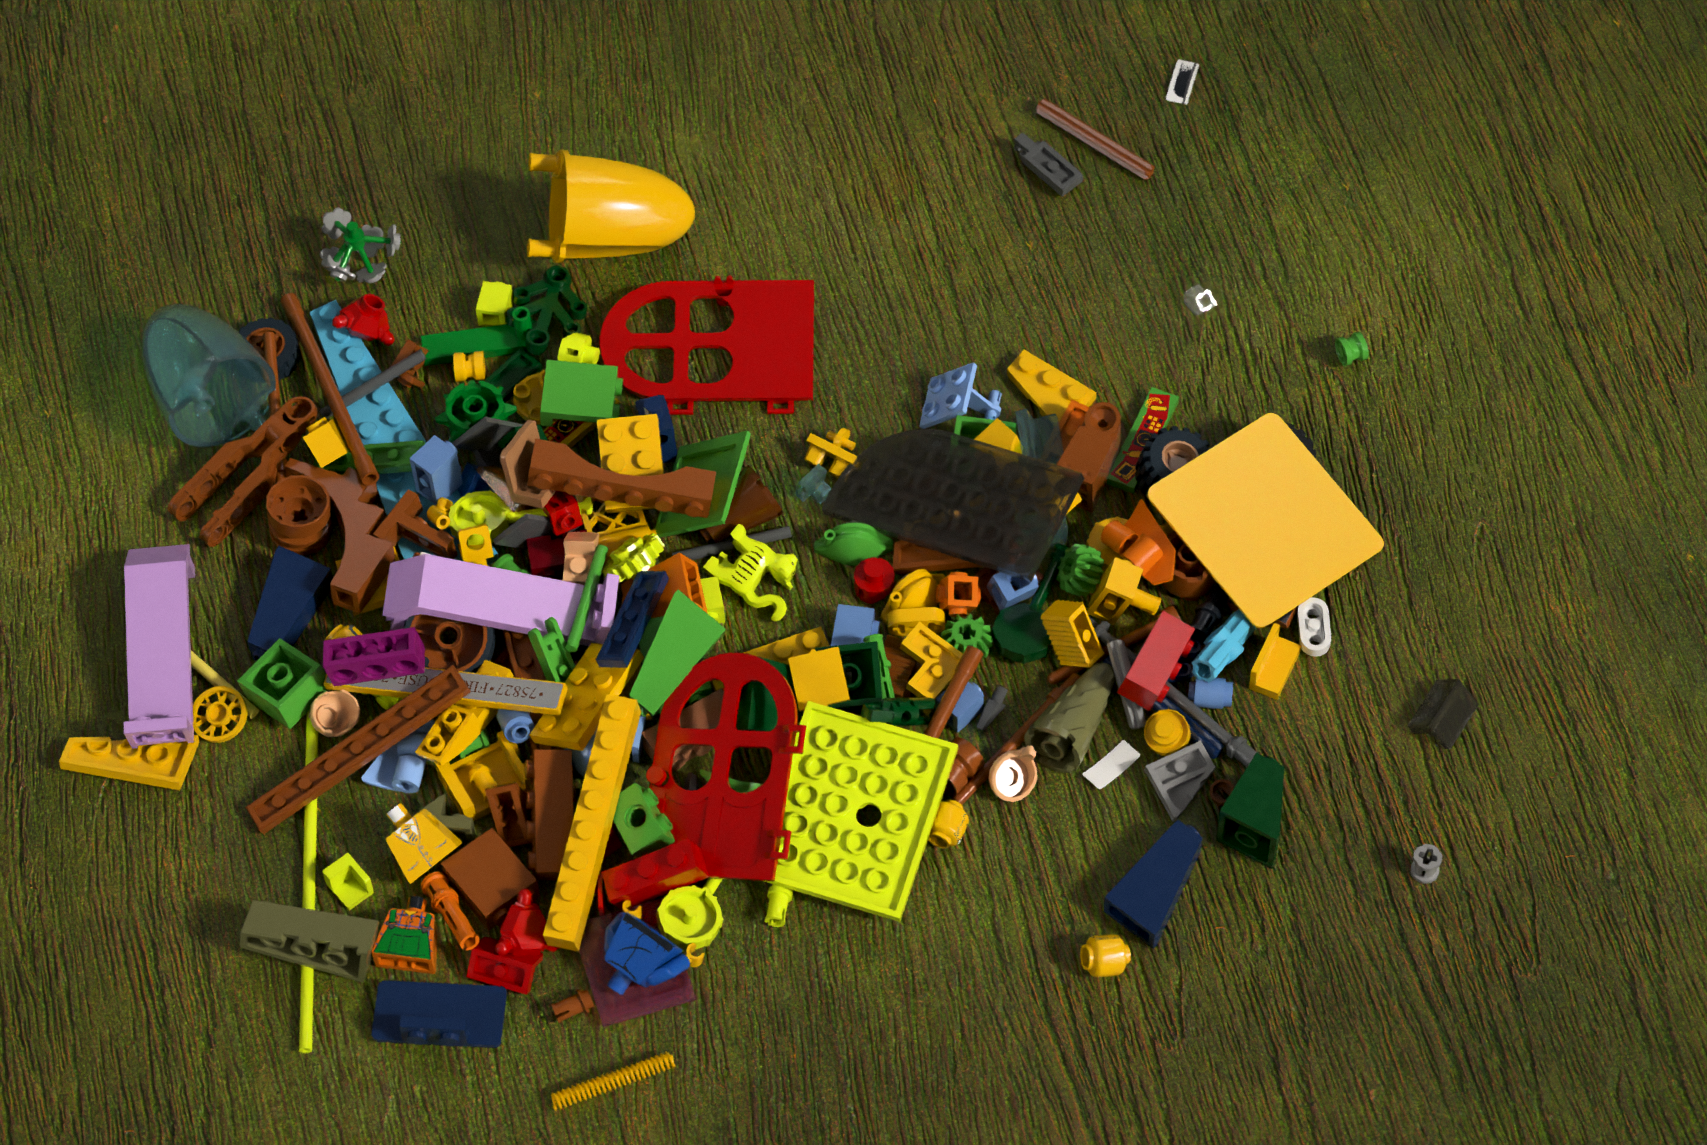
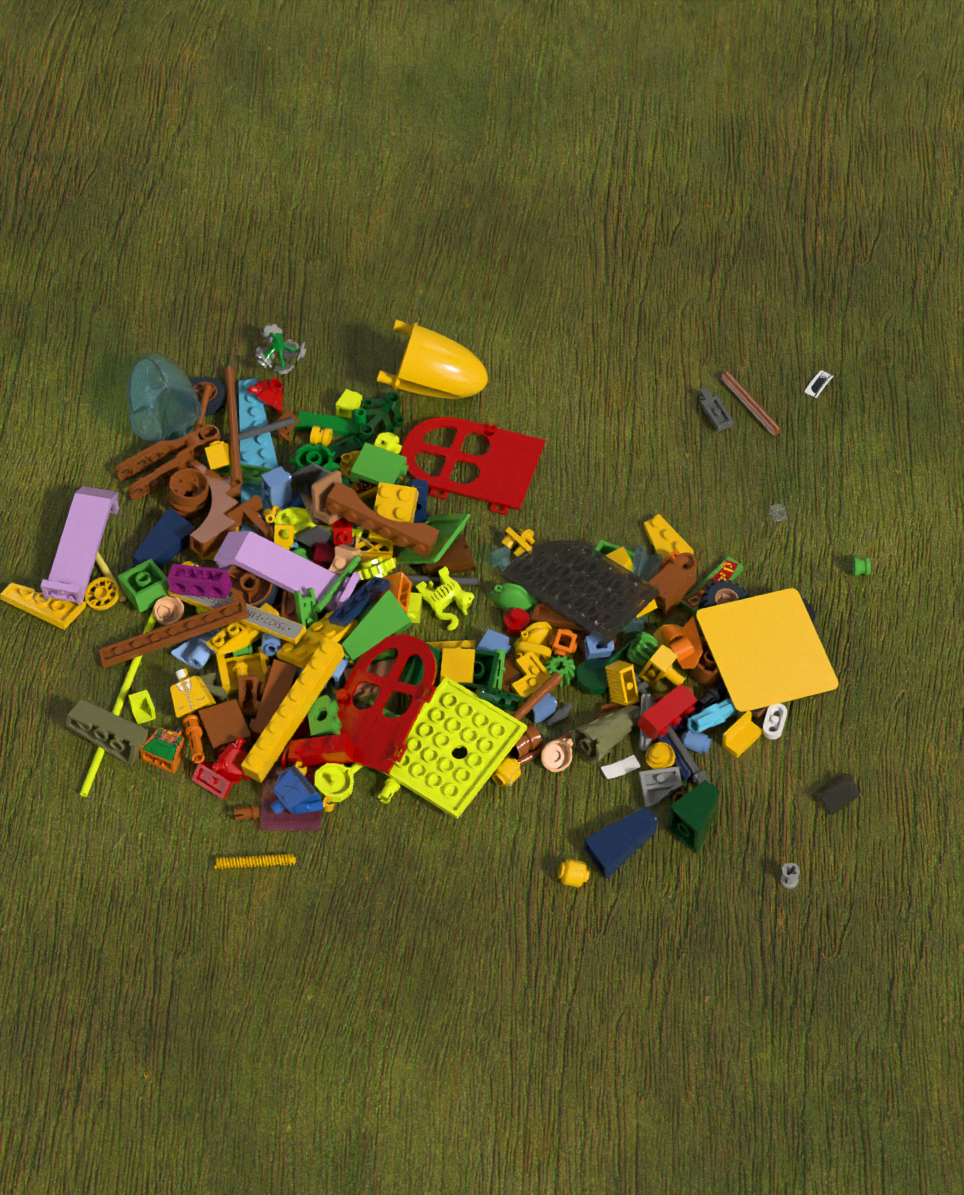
camera: 15 degrees right, 5 degrees down
(439, 1014) = (168, 796): dark blue bracket -> none
(952, 395) = (605, 526): light blue plate -> none

